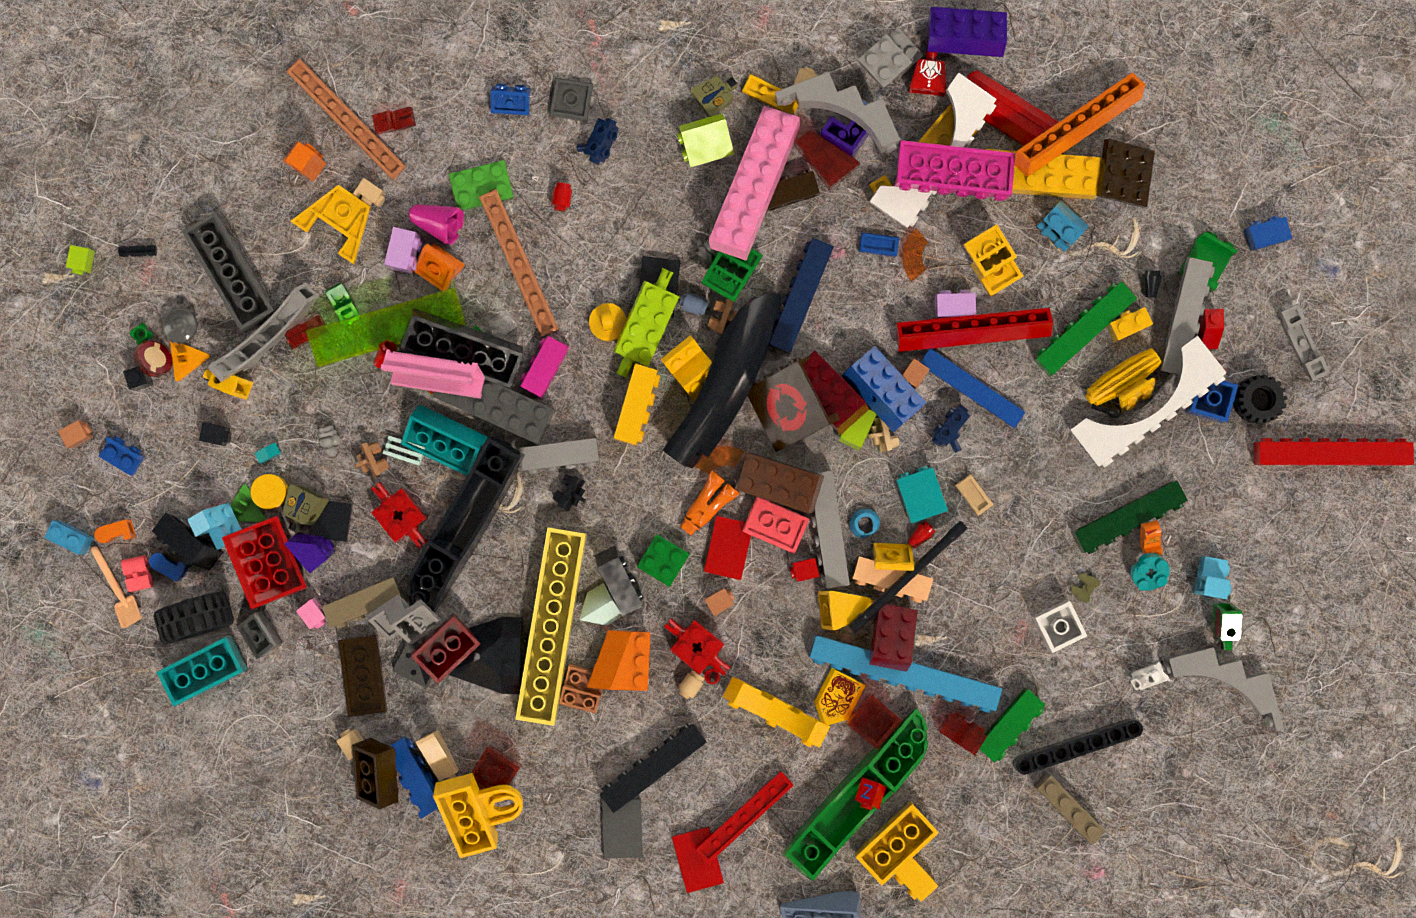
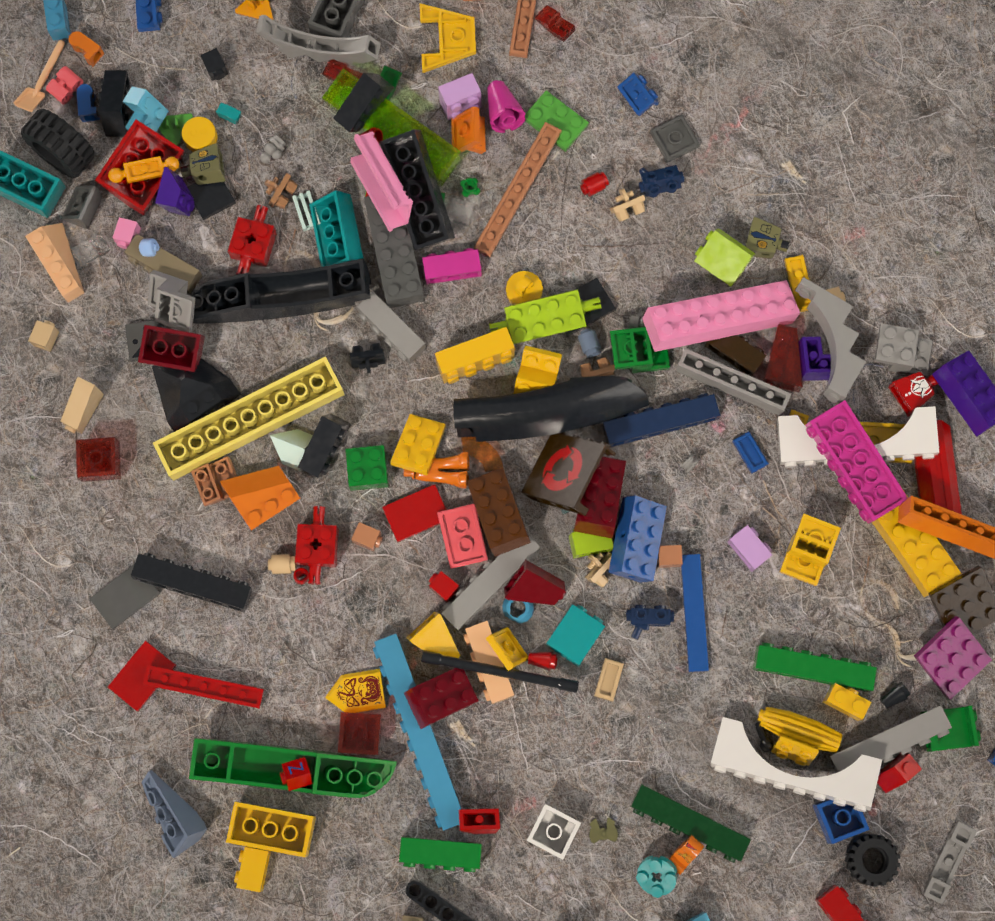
camera: 55 degrees right, 10 degrees down
(233, 385) = (263, 60): yellow torso -> none
(272, 562) = (143, 169): none -> light orange plate
(287, 686) = (55, 254): none -> light nougat wedge
(341, 604) = (148, 247): none -> light blue piece
(351, 336) = (363, 101): none -> black wedge
(362, 675) = (104, 305): dark brown plate -> none
(370, 193) = (485, 44): tan brick -> none
(375, 773) = (31, 366): dark brown brick -> none
(415, 776) = (50, 401): blue wedge -> none
(472, 812) = (50, 464): yellow brick -> none
(481, 300) = (470, 182): none -> green plate
(603, 175) = (636, 203): none -> tan hips
(675, 505) = (418, 444): none -> yellow plate
(776, 712) = (309, 647): yellow brick -> none
(814, 214) = (733, 382): none -> light grey brick
(852, 300) = (690, 463): none -> light grey bush
(859, 498) = (534, 586): none -> dark red slope
(912, 255) = (763, 485): clear orange tile -> none
(961, 732) = (404, 815): clear red brick -> none
(974, 329) = (742, 577): red brick -> none
(1009, 677) = (479, 821): none -> red slope
(1065, 223) = (885, 586): dark azure brick -> none
(1157, 216) = (952, 657): none -> magenta plate

